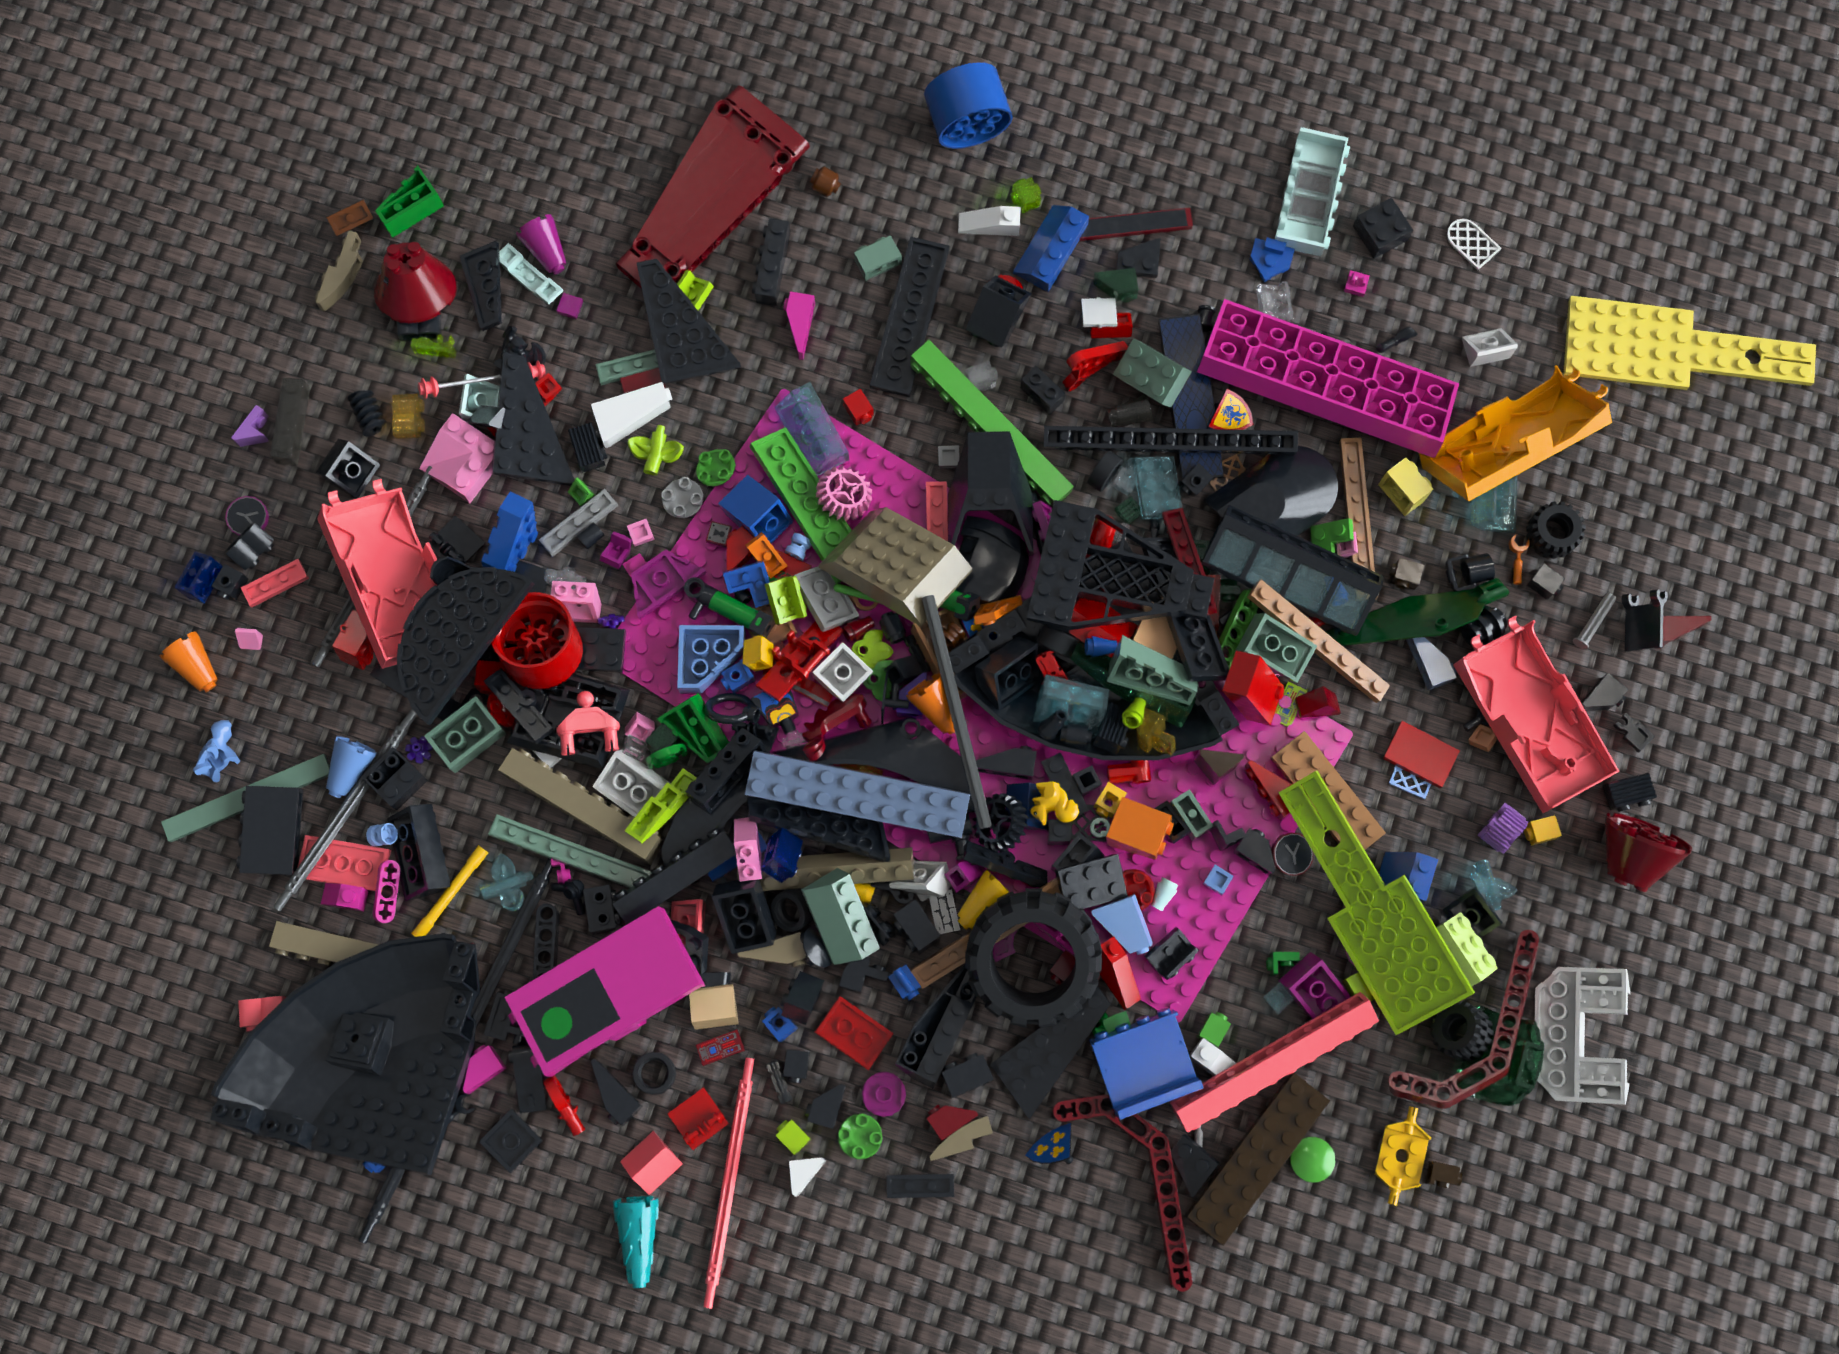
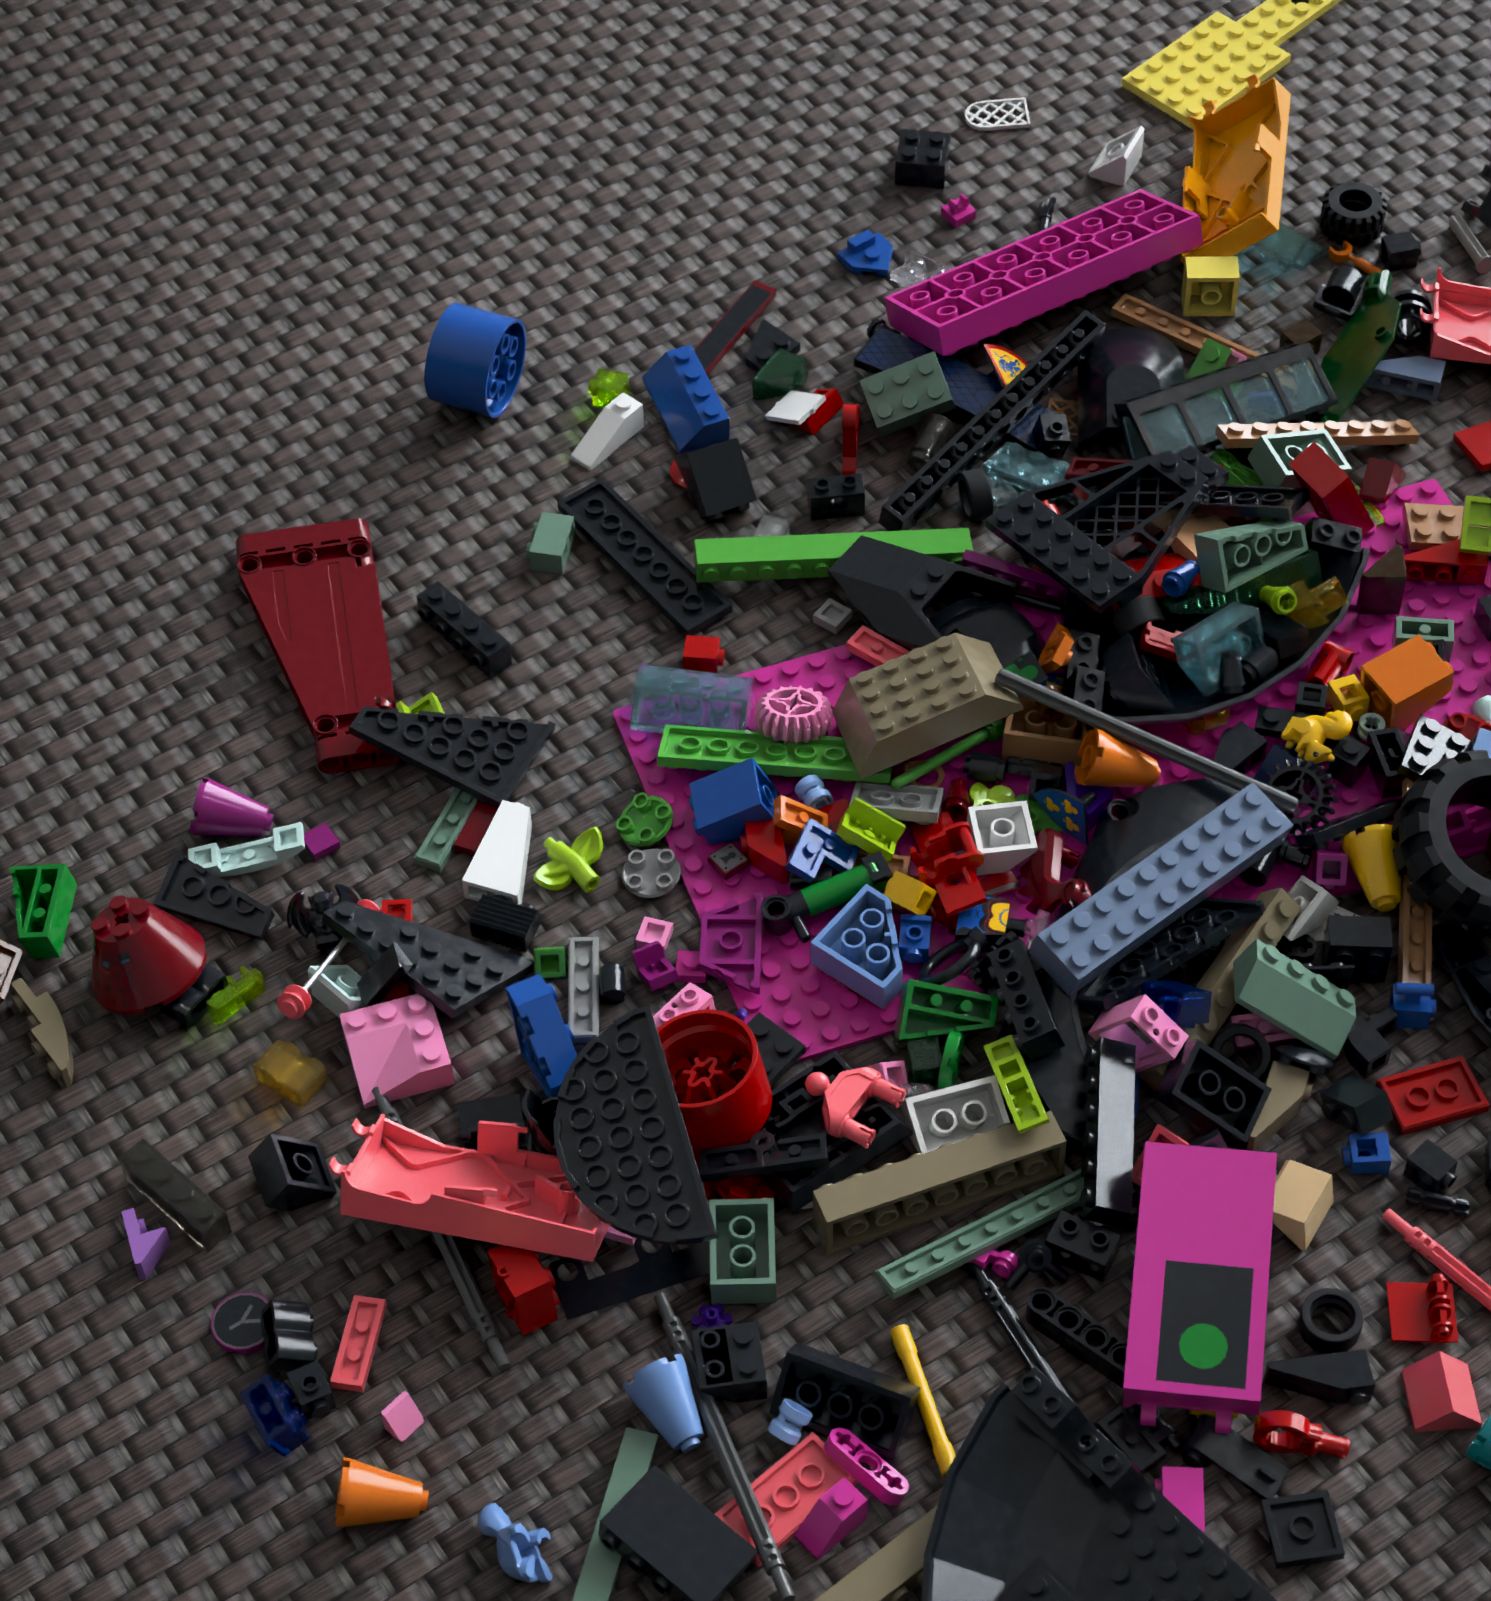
camera: 50 degrees left, 25 degrees down
(366, 412) = (244, 1108): black piece -> none
(506, 883) = (965, 1331): clear light blue plant -> none
(720, 1047) = (1349, 1236): dark red tile -> none
(799, 315) = (553, 648): dark pink slope -> none
(825, 181) = (421, 535): reddish brown head -> none
(1223, 840) = (1470, 622): black panel -> none
(1312, 191) = (831, 185): light aqua window -> none

